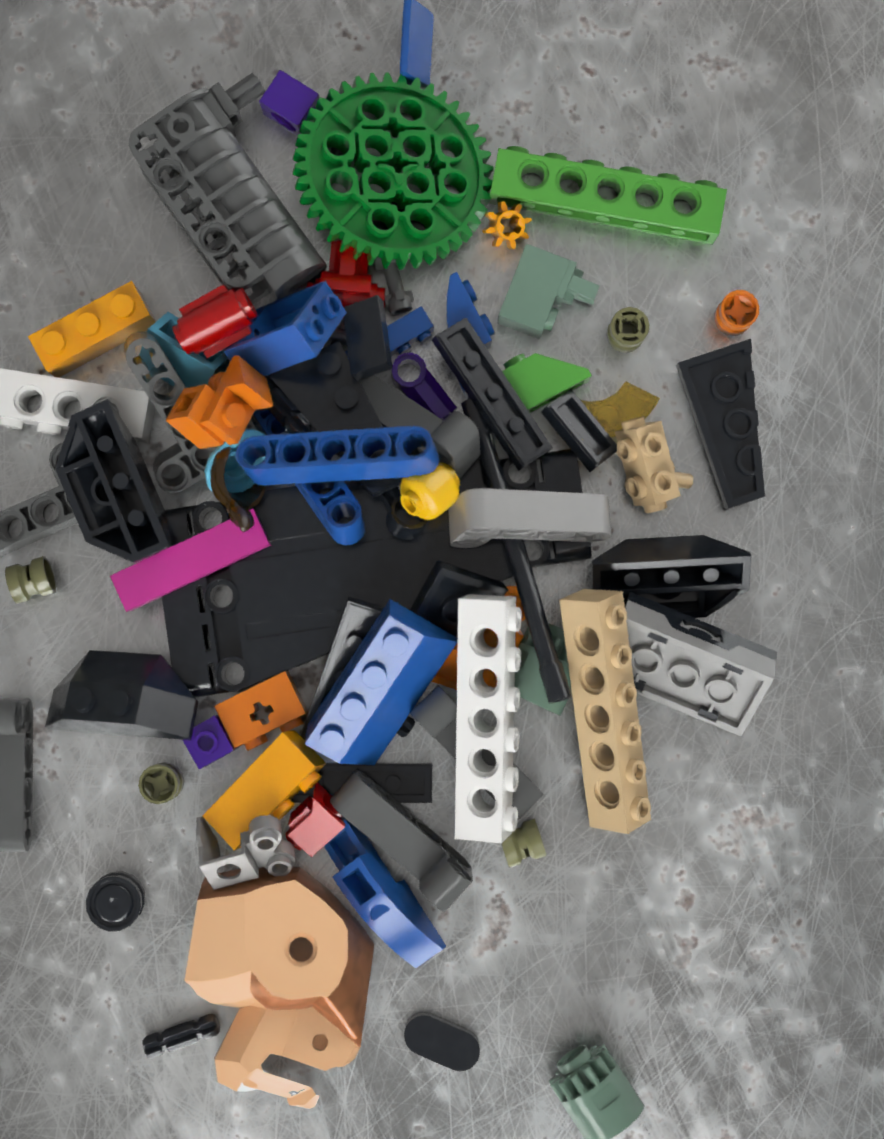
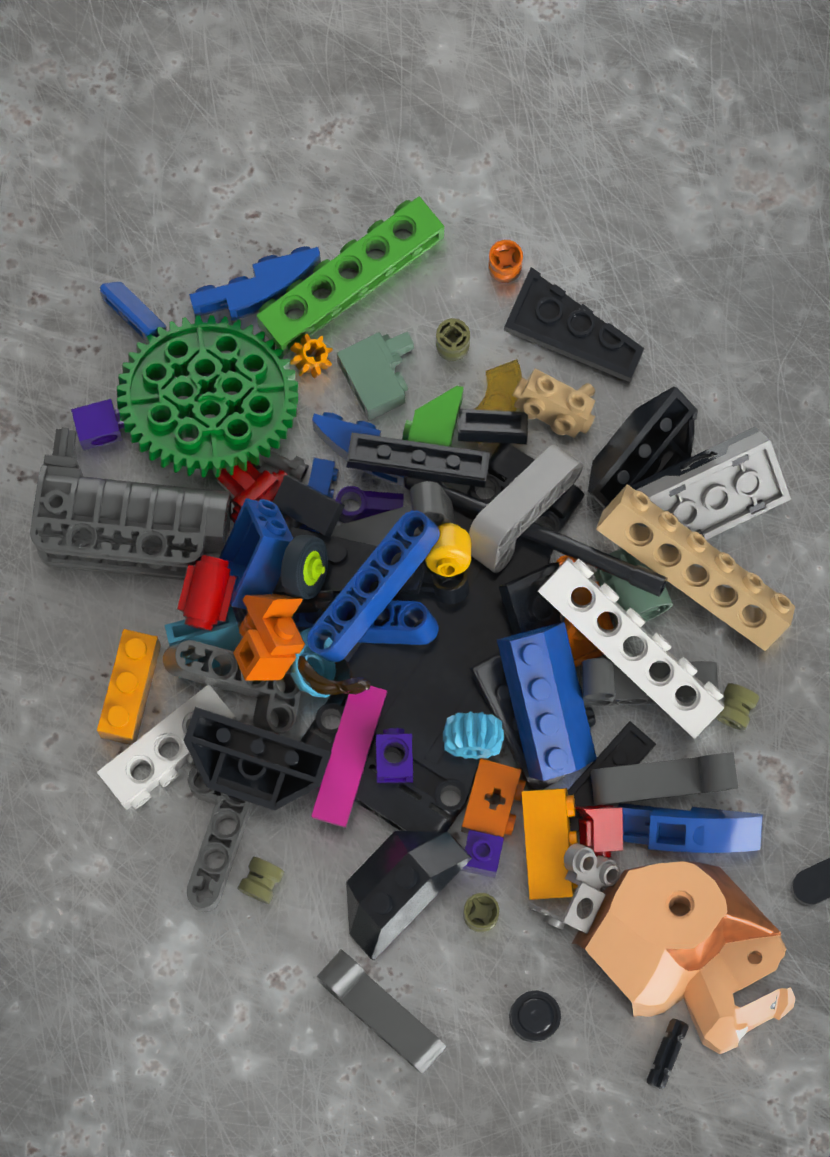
camera: 45 degrees left, 10 degrees down
(200, 604) = (394, 772): none -> dark purple brick
(291, 651) = (473, 735): none -> medium azure gear
(302, 382) = (304, 566): none -> black wheel
(512, 126) = (270, 281): none -> blue slope

